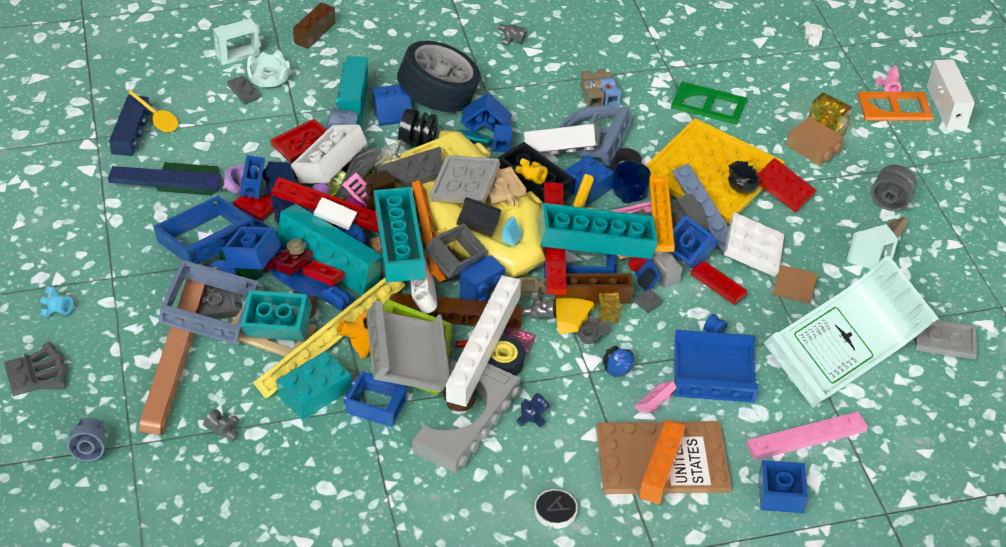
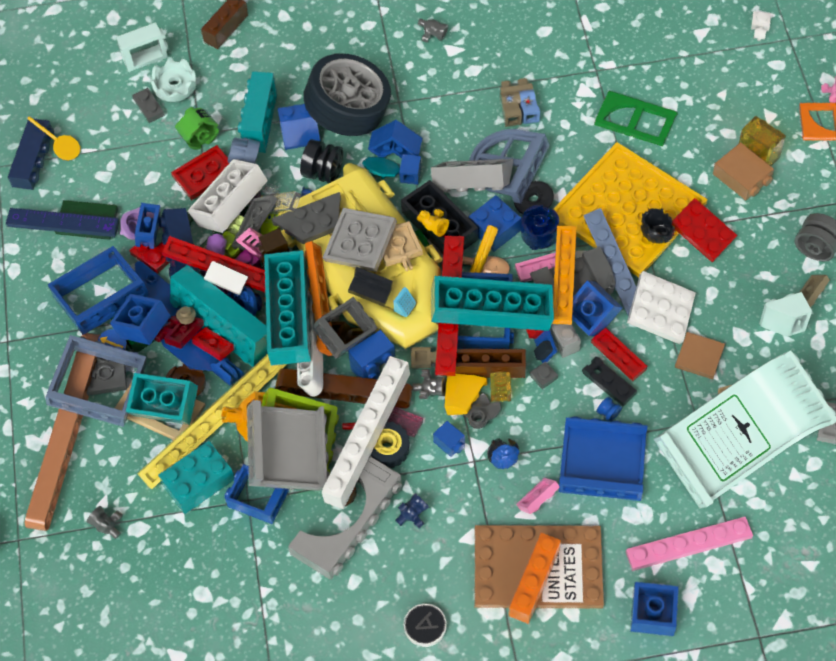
camera: 10 degrees right, 15 degrees up
(294, 103) = (197, 127): none -> bright green brick
(563, 351) = (449, 439): none -> blue brick
(711, 304) = (609, 381): none -> black plate

